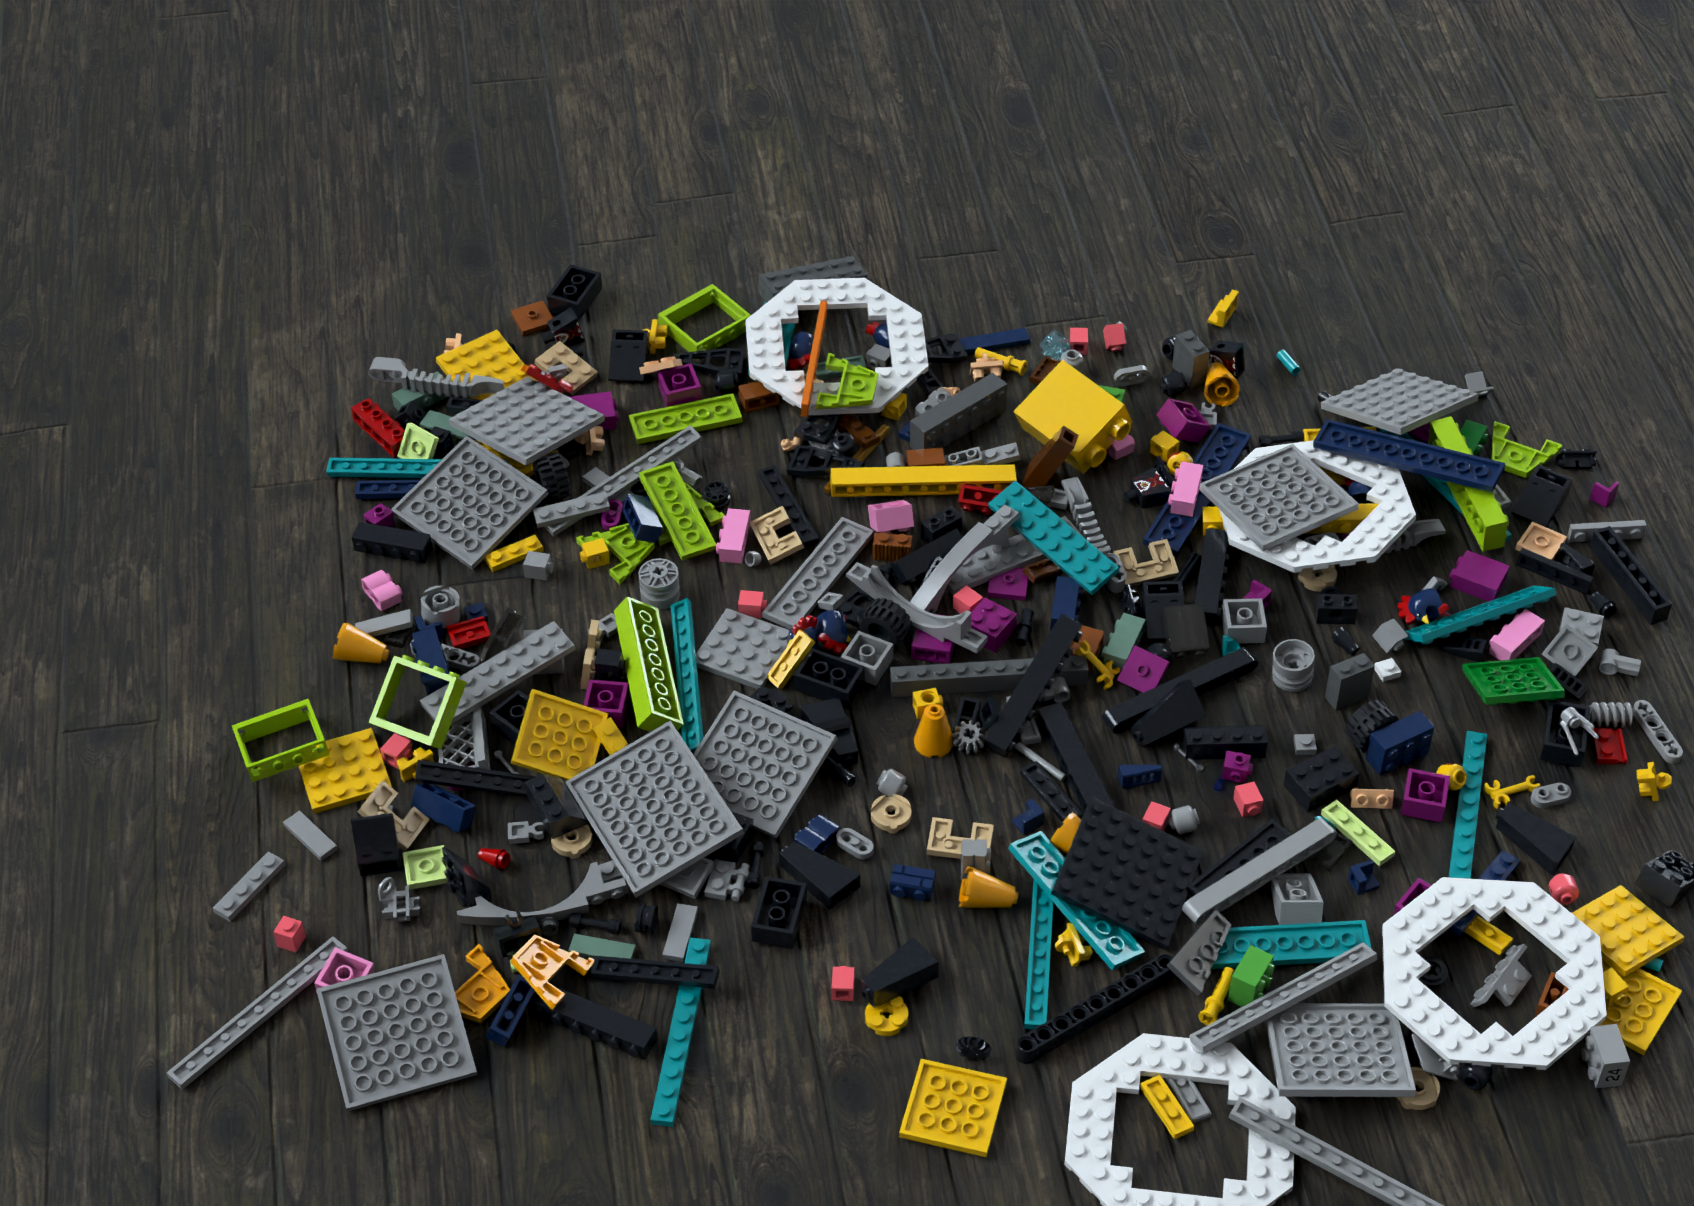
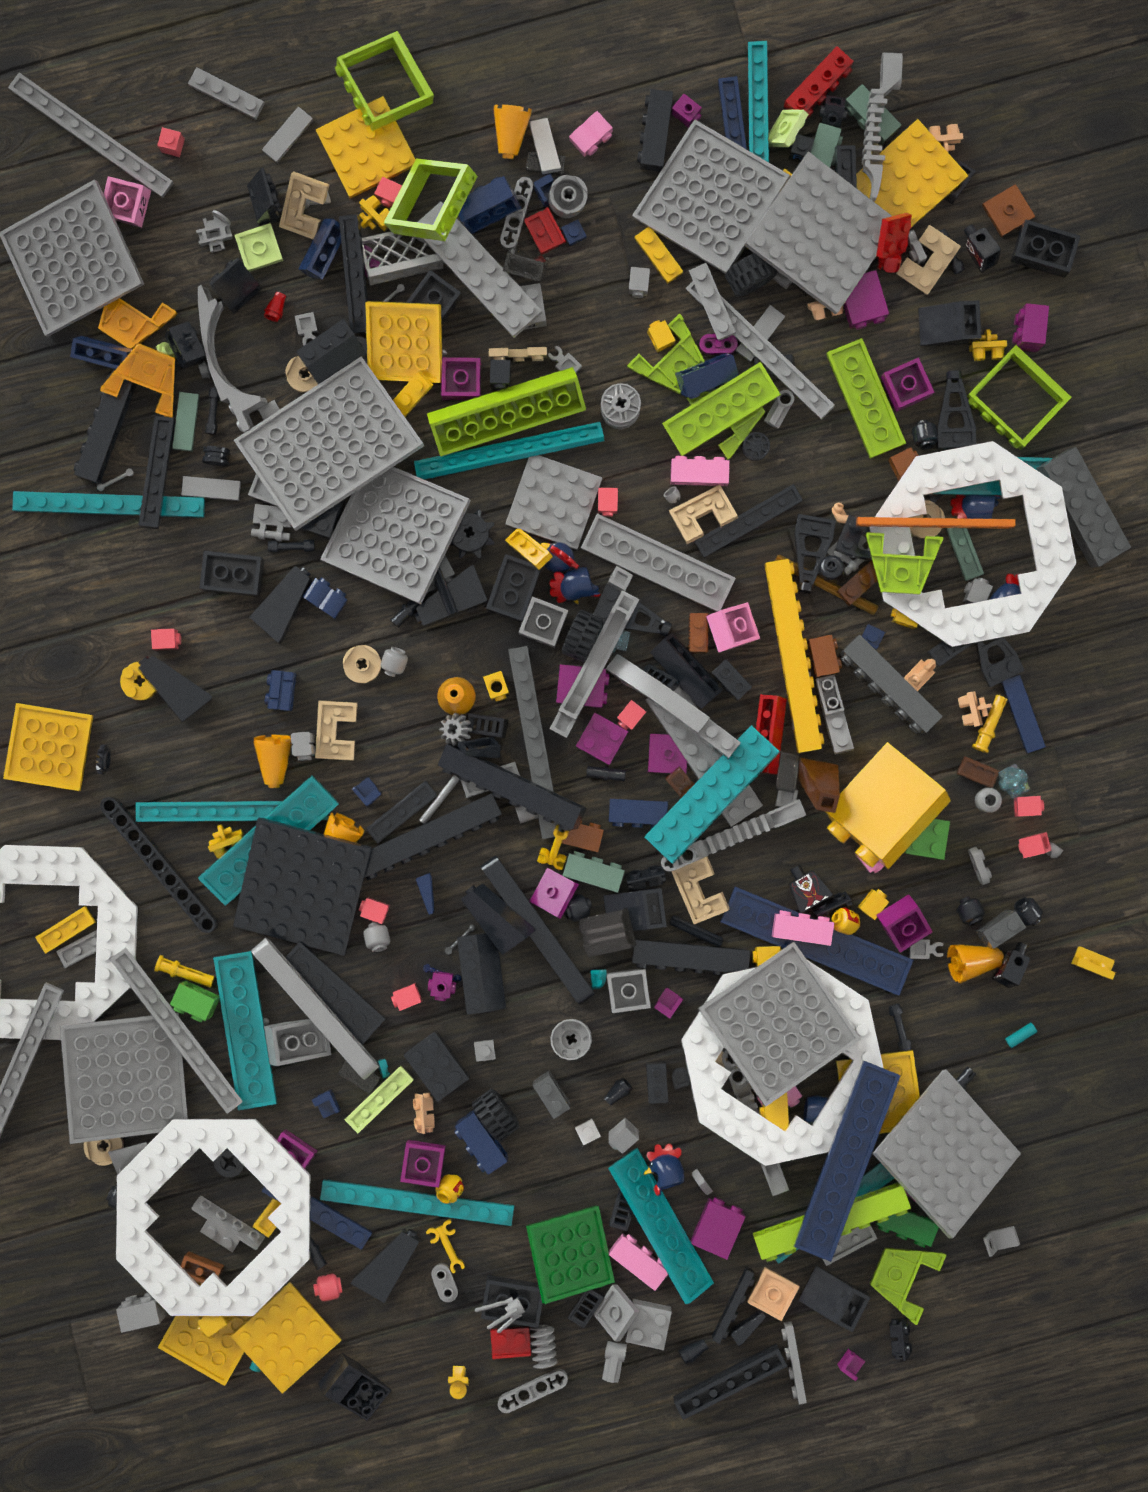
camera: 85 degrees right, 40 degrees up
(643, 302) = (1031, 327): none -> magenta brick
(648, 1009) = (129, 472): none -> light grey hinge
(654, 366) = (931, 360): light nougat plate -> none
(856, 843) = (321, 633): light grey plate -> none
(895, 460) = (817, 625): light grey brick -> none
(934, 399) = (902, 657): light grey bracket -> none
(1199, 953) = (210, 950): dark grey wing -> none

